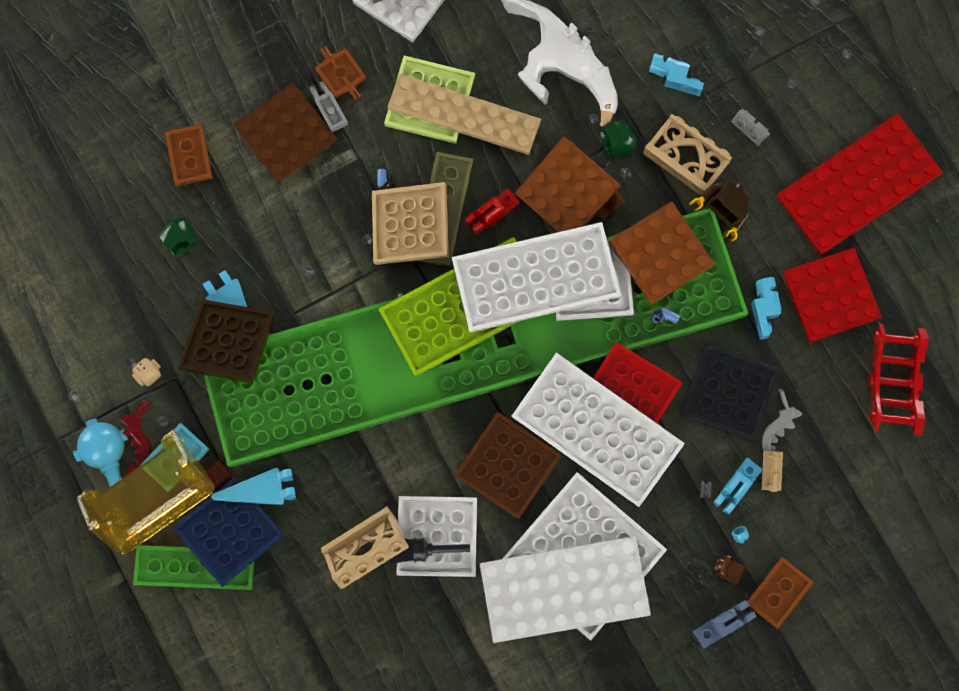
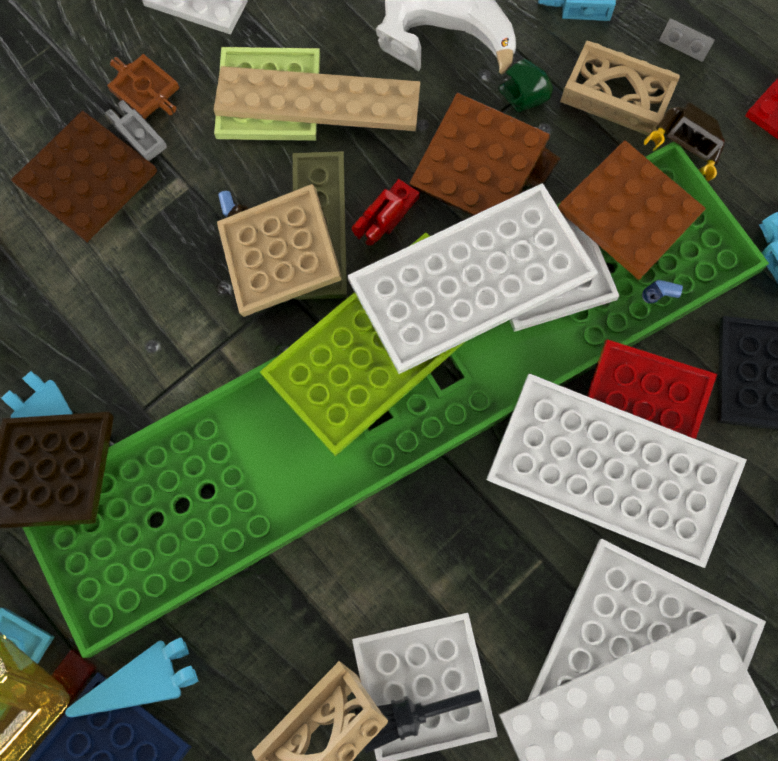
camera: 15 degrees left, 5 degrees down
(507, 465) = (499, 554): reddish brown plate -> none

